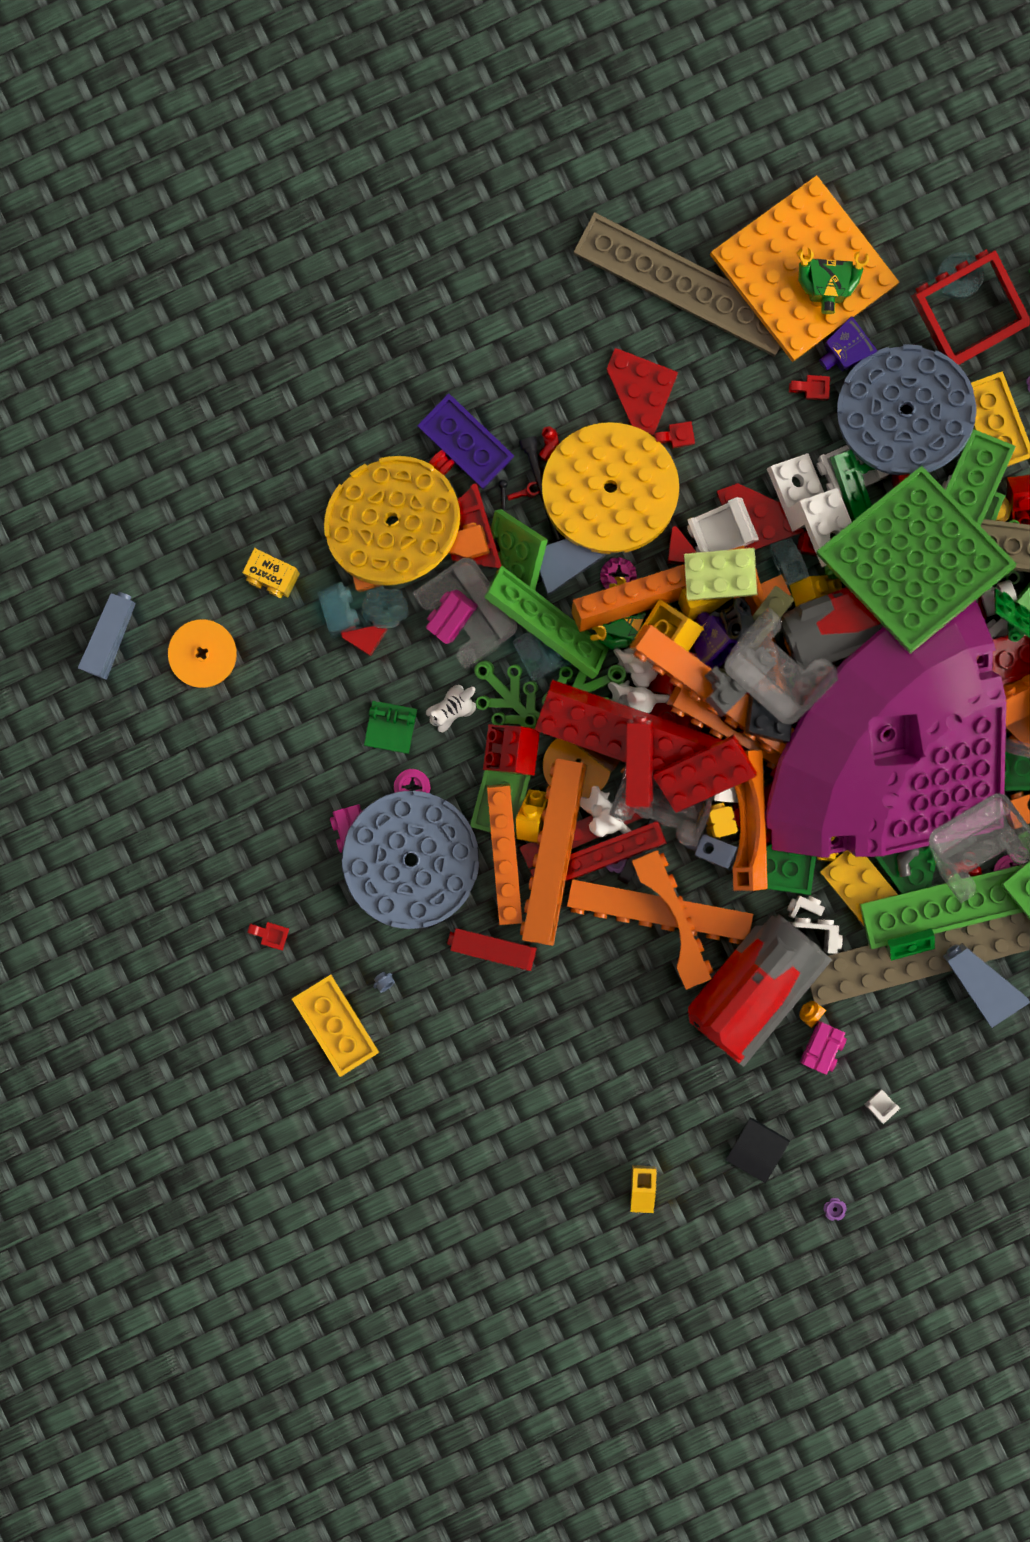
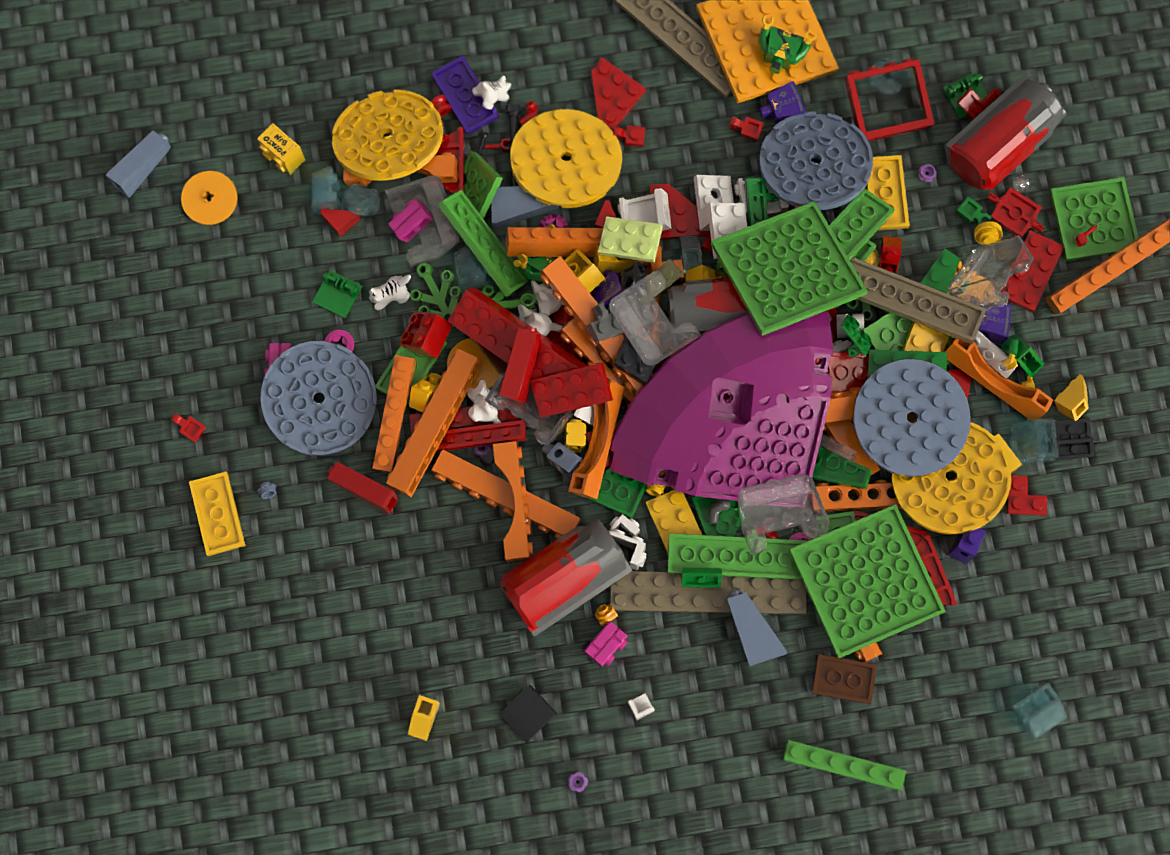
camera: 15 degrees right, 10 degrees down
(499, 430) = (492, 92): none -> white animal

